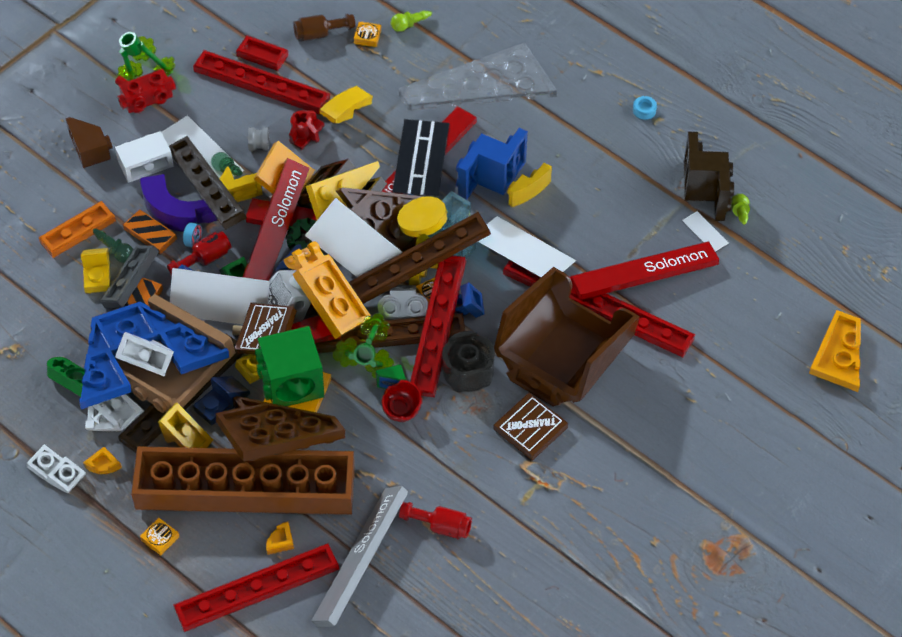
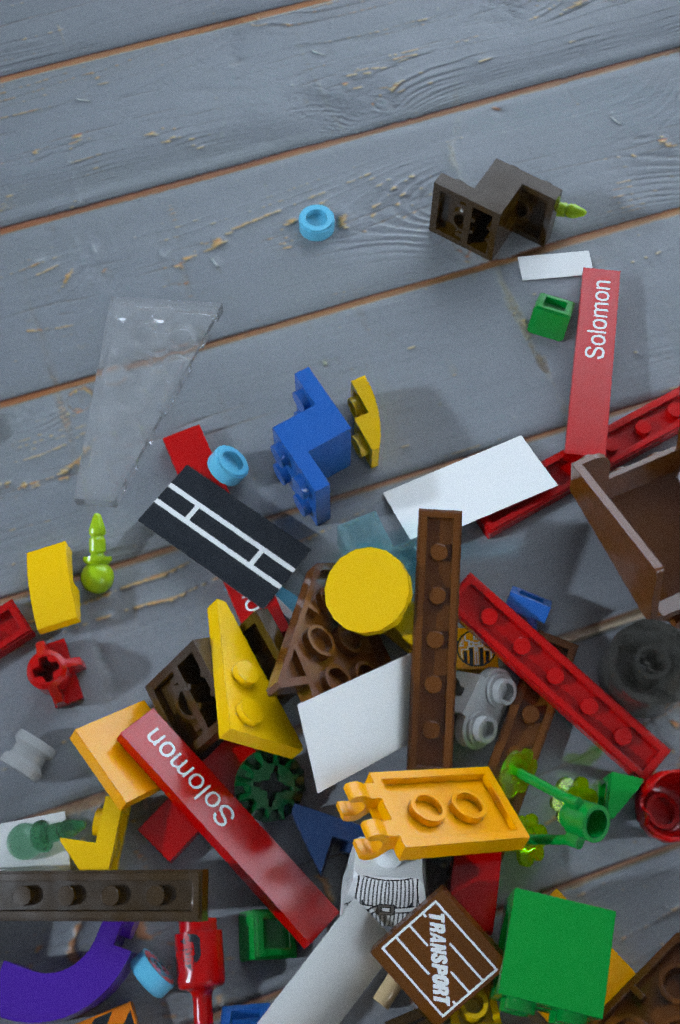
camera: 60 degrees left, 10 degrees up
(366, 120) = (97, 574): none -> lime bar
(460, 139) = (228, 465): none -> medium azure tile
(665, 240) = (550, 317): none -> green slope

